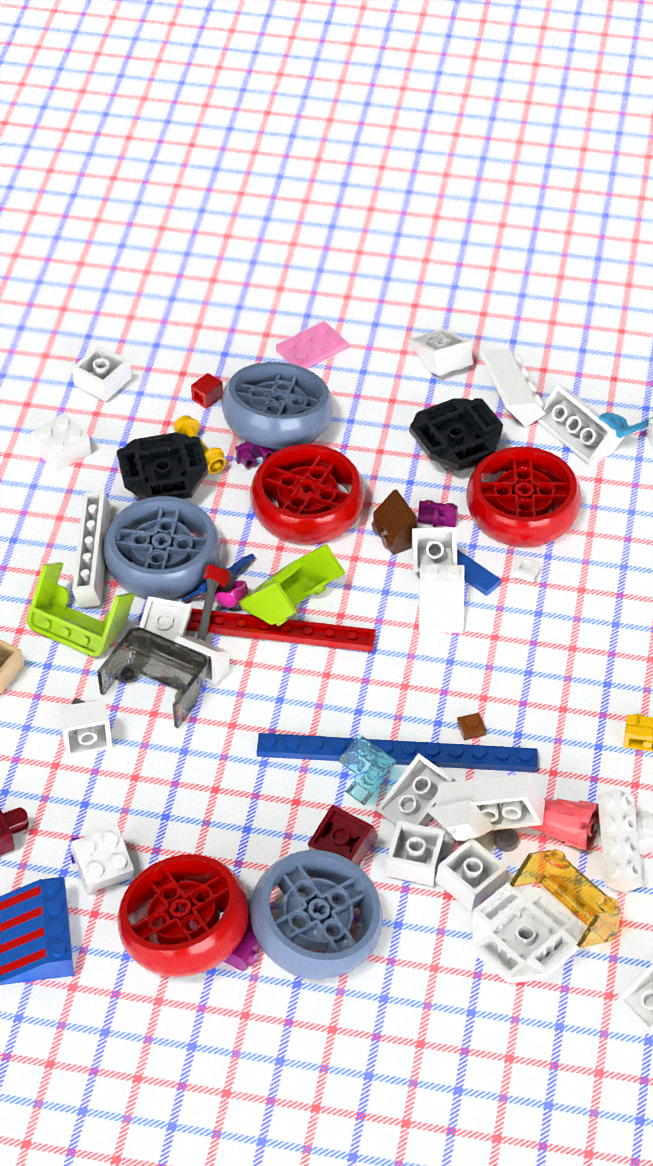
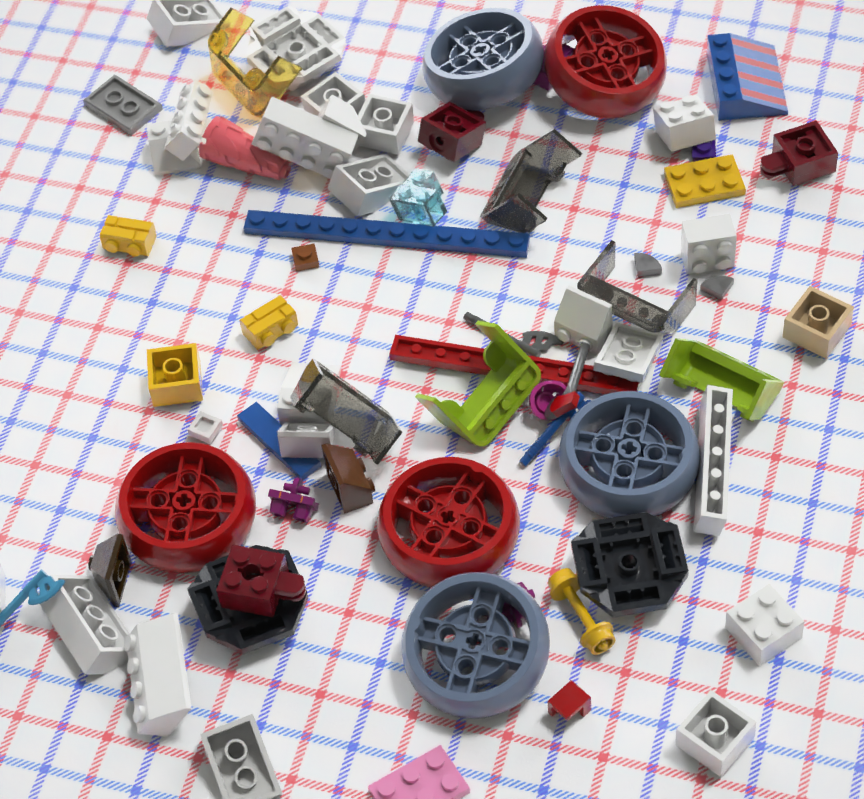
camera: 170 degrees left, 5 degrees up
(84, 816) = (704, 181): none -> yellow plate
(144, 728) = (646, 265): none -> flat silver tile
(256, 651) = (536, 348): none -> dark grey piece
(274, 789) = (525, 181): none -> clear smoke windscreen
(381, 566) = (347, 410): none -> clear smoke windscreen
(447, 416) = (253, 593): none -> dark red brick
(490, 655) = (269, 322): none -> yellow brick
(563, 599) = (174, 375): none -> yellow brick
(574, 451) = (111, 567): none -> dark brown slope

